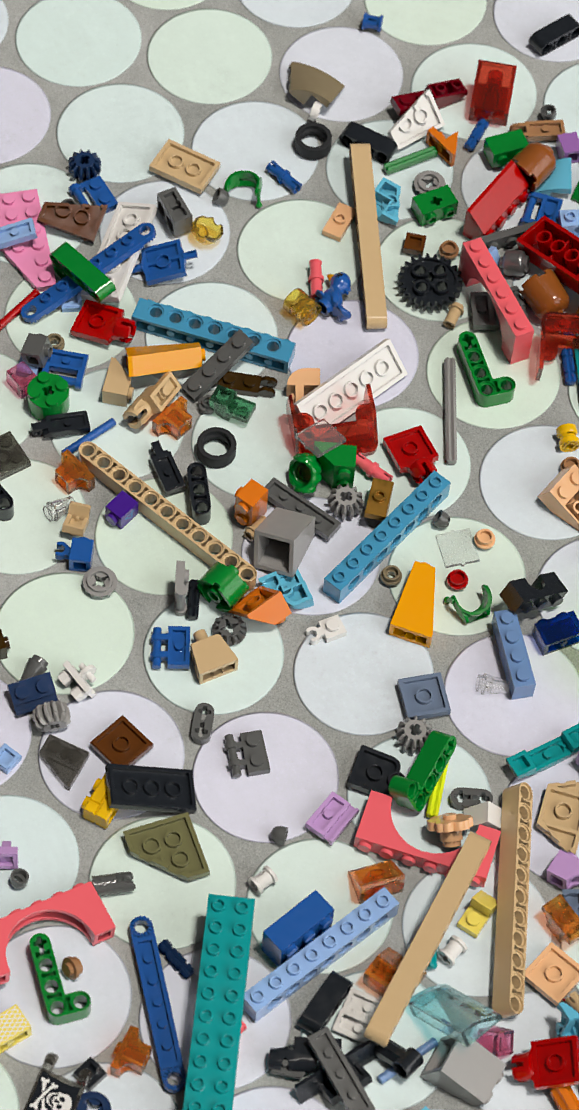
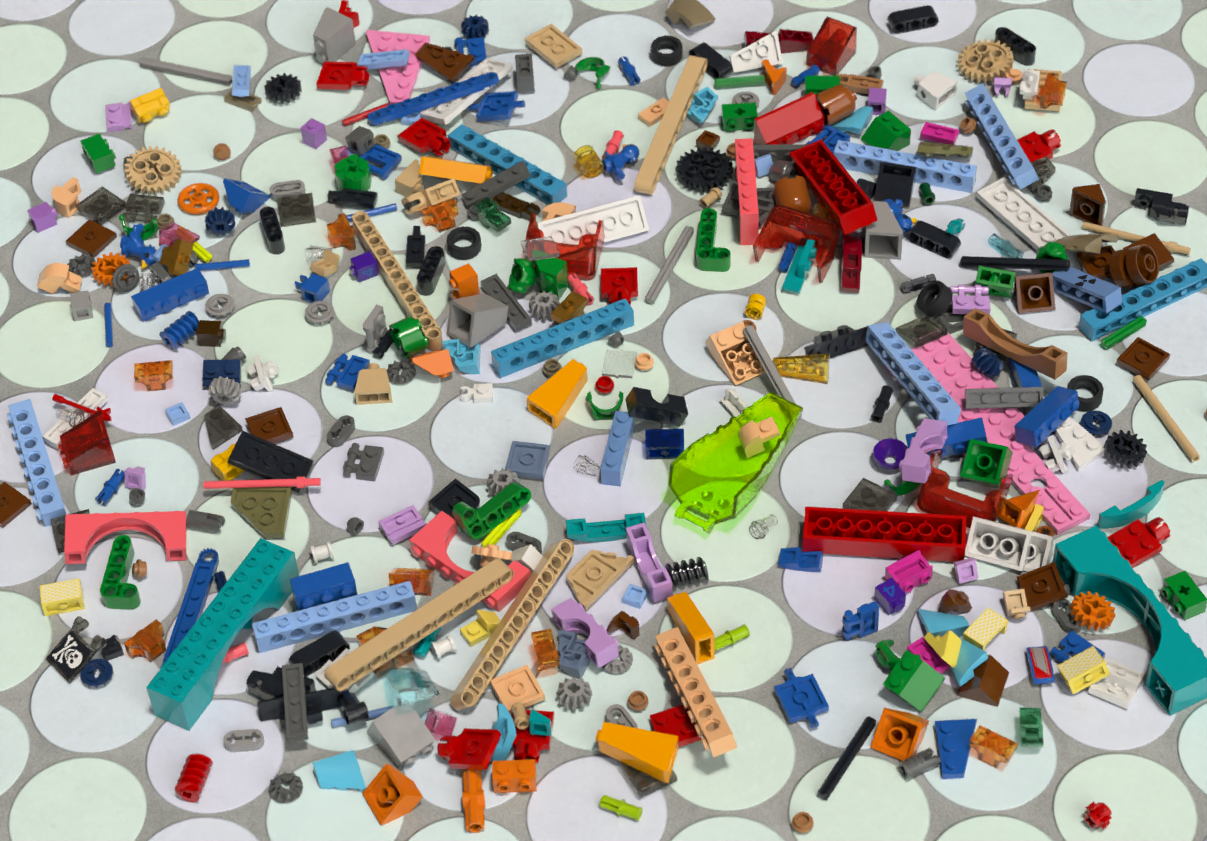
camera: 30 degrees right, 10 degrees down
(71, 263) = (423, 93): green beam -> none
(196, 804) = (300, 482): none -> coral bar
(206, 230) = (543, 91): clear yellow hair -> none
(315, 111) = (680, 30): white tile -> none

